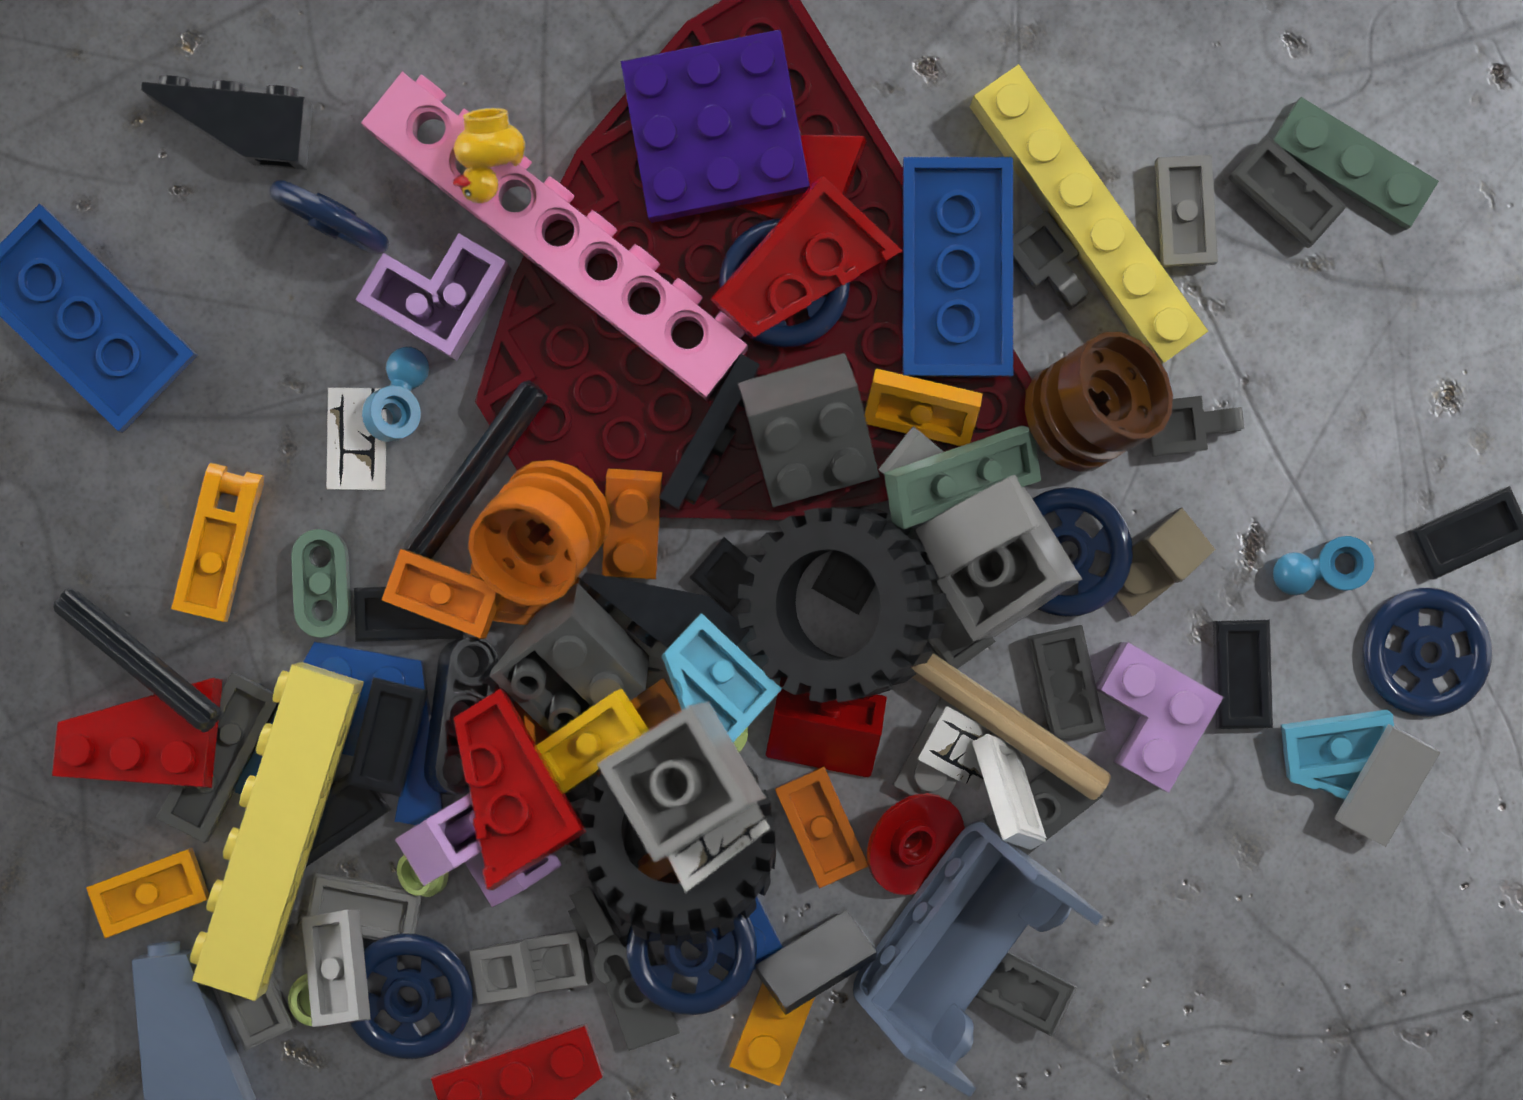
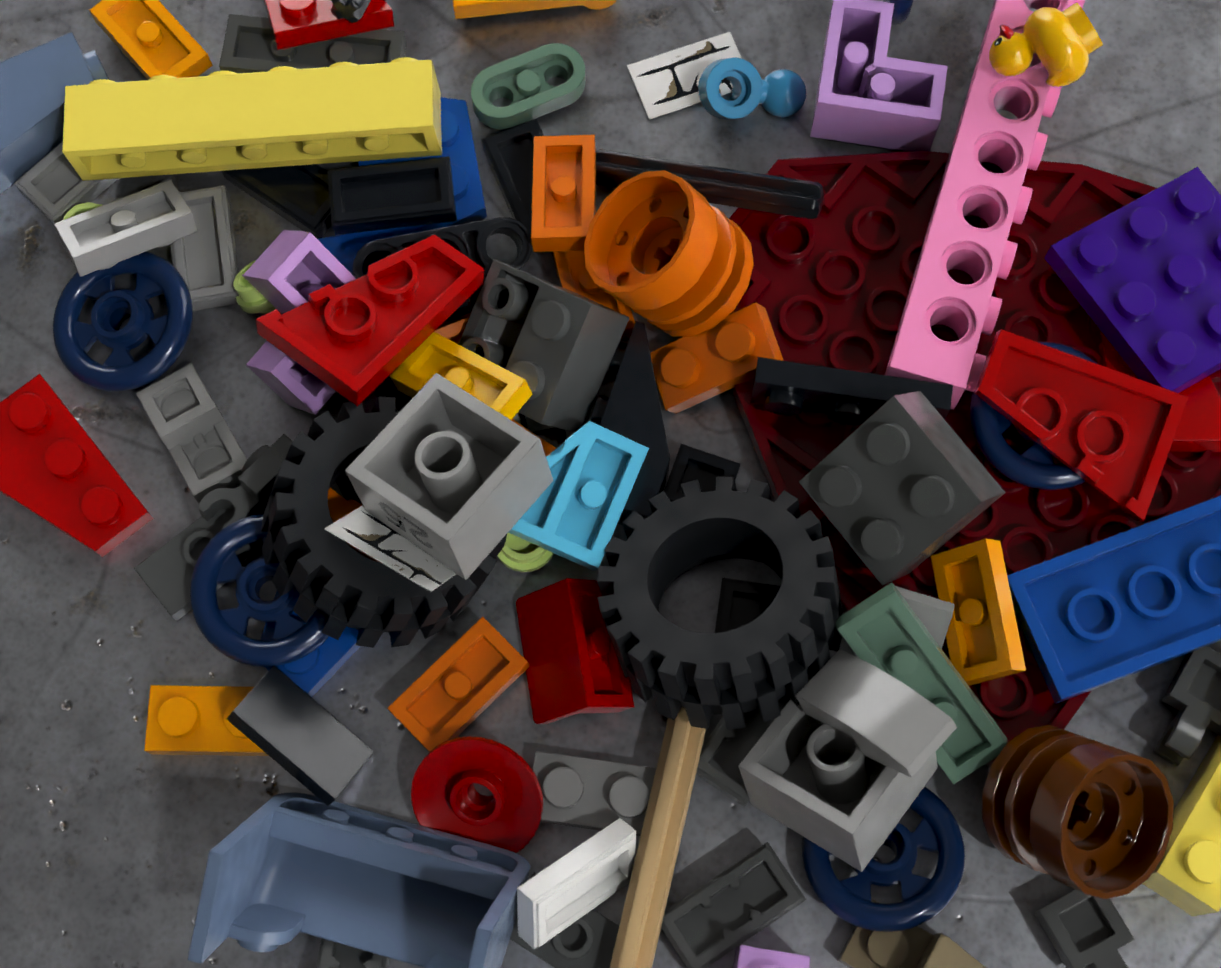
camera: 70 degrees right, 15 degrees down
(952, 748) = (603, 793): white sticker -> none

